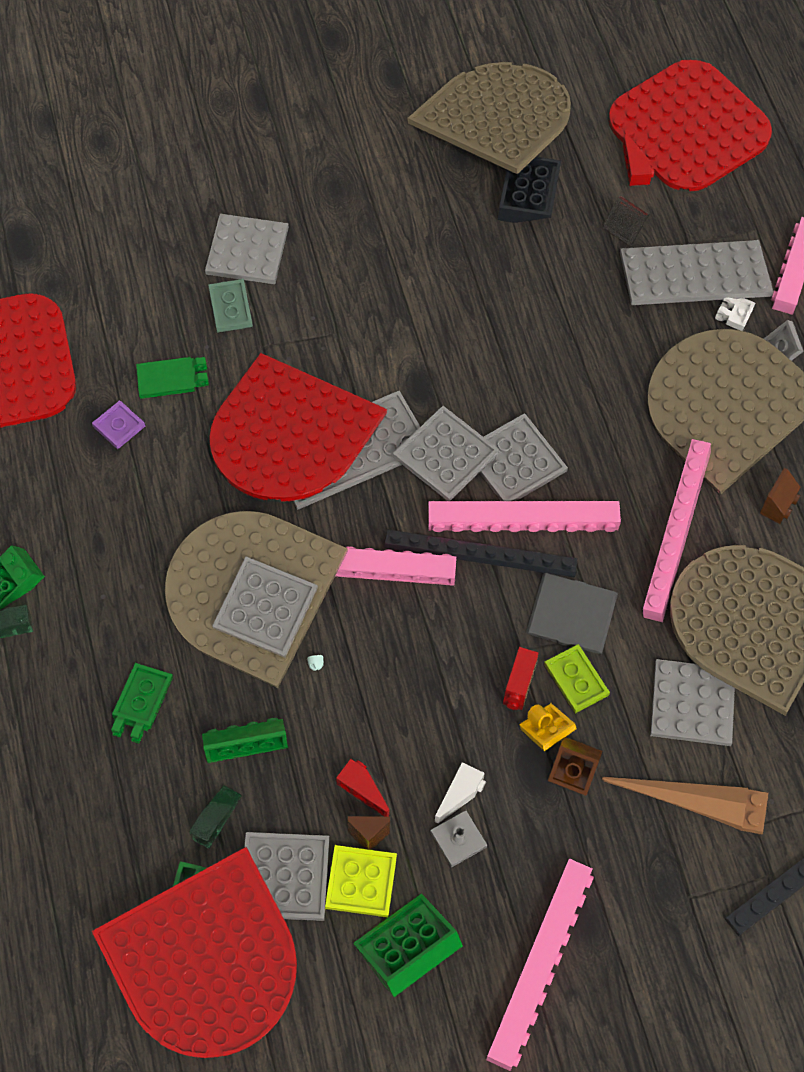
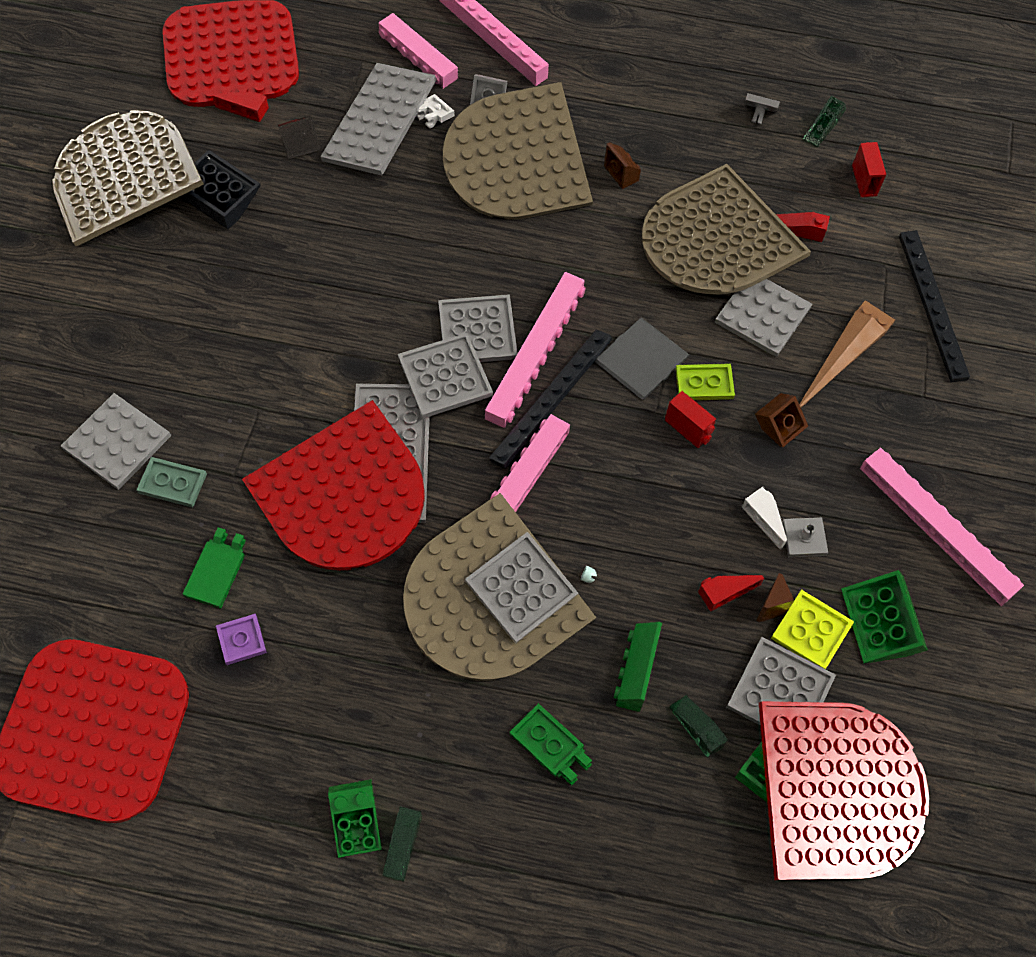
camera: 65 degrees left, 0 degrees up
(547, 725) = (740, 422): yellow plate -> none
(676, 531) = (614, 245): bright pink brick -> none

